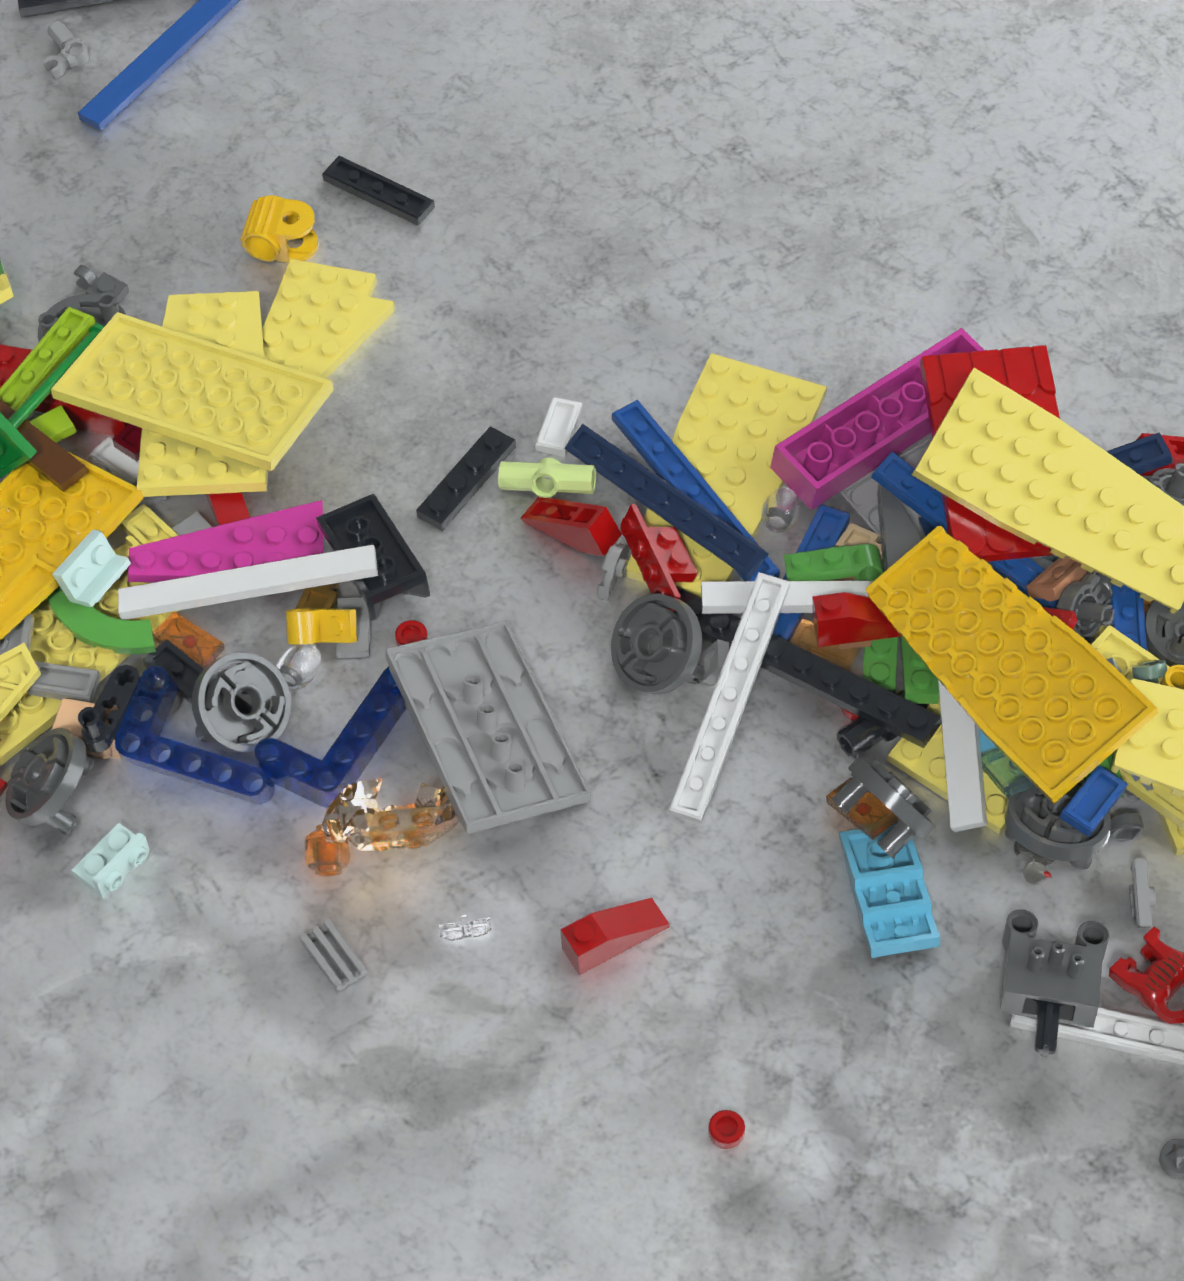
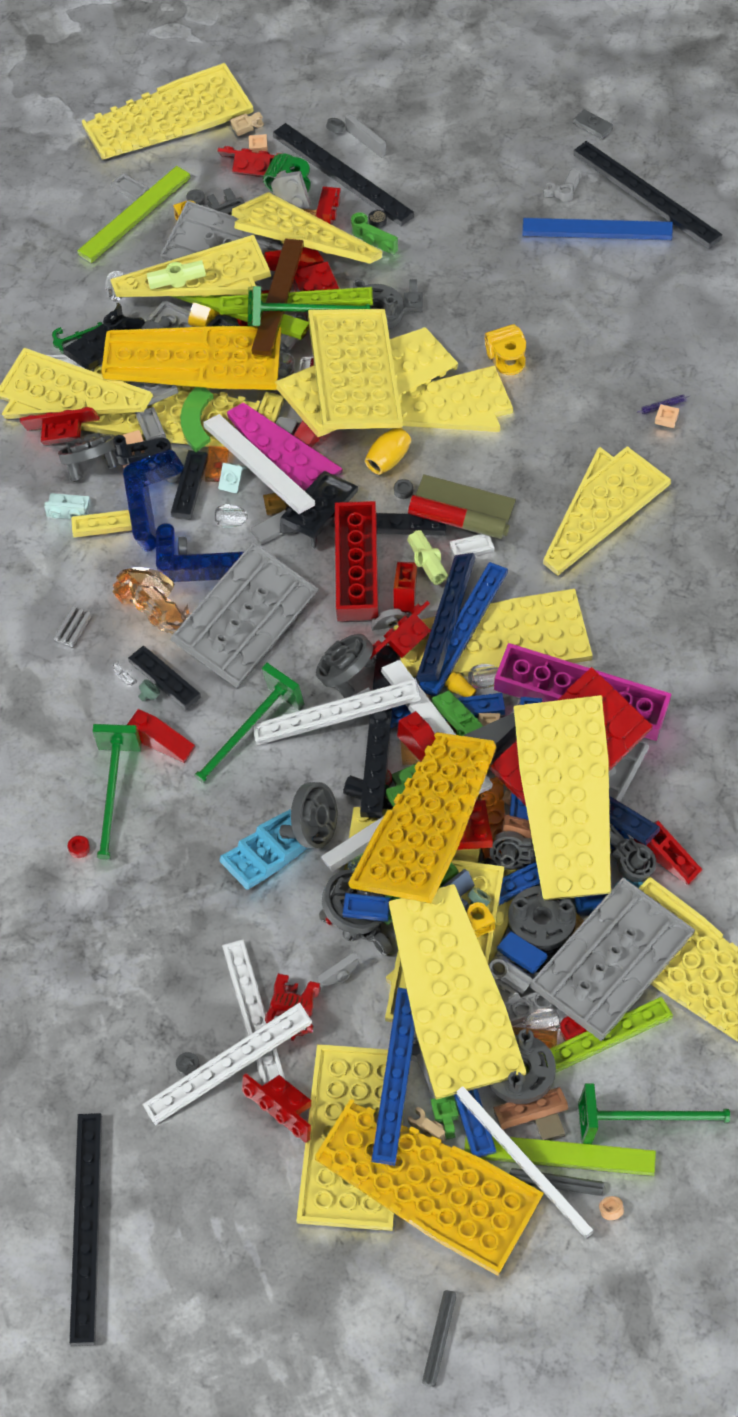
camera: 60 degrees right, 0 degrees up
(90, 570) = (215, 393): light aqua bracket -> none
(181, 829) = (101, 523): none -> light yellow plate
(223, 720) = (201, 502): piece -> none
(229, 631) = (231, 477): none -> light aqua bracket
(306, 744) = (182, 545): none -> dark grey tile
(320, 625) = (256, 507): yellow plate -> none
(340, 435) = (387, 450): none -> yellow piece
(378, 190) = (576, 376): black tile -> none
(406, 452) = (403, 489): none -> dark grey tile
(410, 632) = (286, 555): red tile -> none
(495, 131) = (667, 402): none -> dark purple piece
(495, 401) = (462, 506): none -> olive door
(501, 552) = (356, 561): none -> red brick
(513, 878) = (164, 677): none -> black plate
(518, 133) = (667, 416): none -> light nougat plate
(523, 908) = (148, 690): none -> sand green tile
(591, 984) = (116, 739): none -> green tile
(597, 251) = (605, 499): none -> light yellow wing
(647, 738) = (281, 687): none -> green tile
(778, 543) = (459, 685): none -> yellow cone
(1052, 977) = (254, 948): dark grey piece -> none

